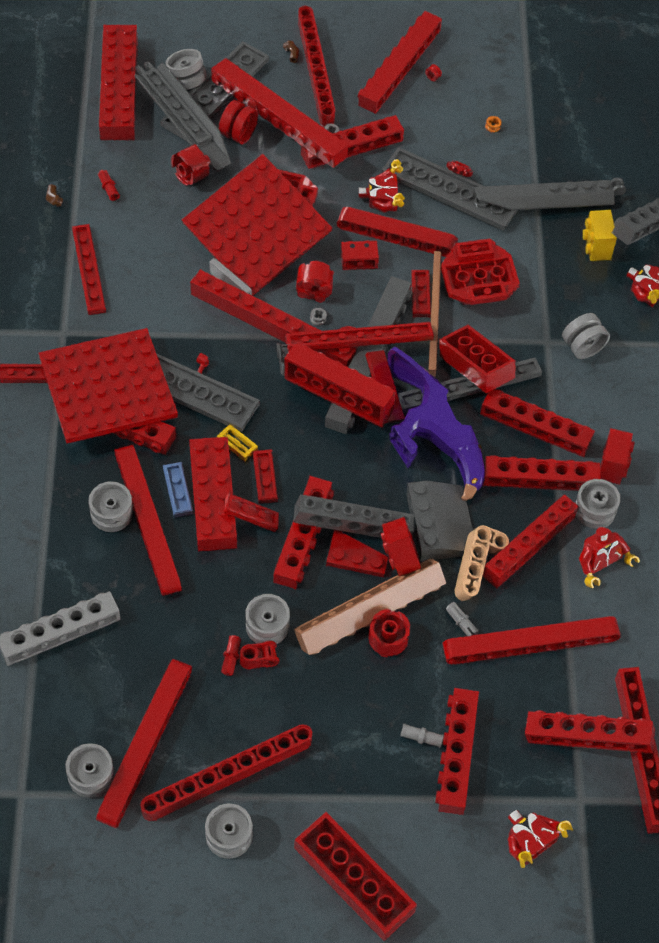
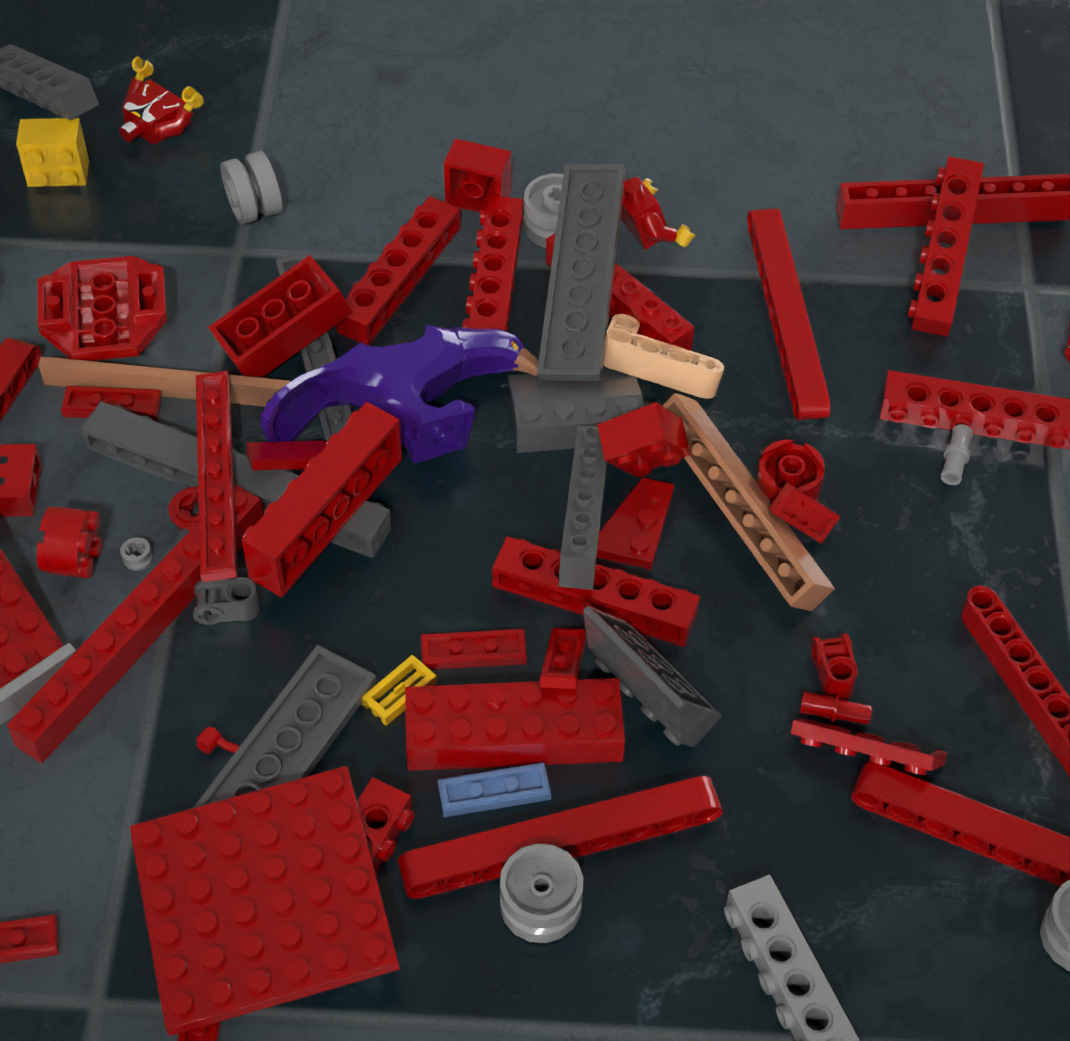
camera: 85 degrees left, 5 degrees down
(201, 670) = (814, 733): none -> red wing
(236, 548) = (649, 678): none -> dark grey slope
(267, 619) = (774, 644): light grey wheel -> none
(360, 637) = (804, 512): none -> red plate
(461, 619) = (755, 391): light grey axle -> none
(533, 510) = (582, 273): none -> dark grey plate

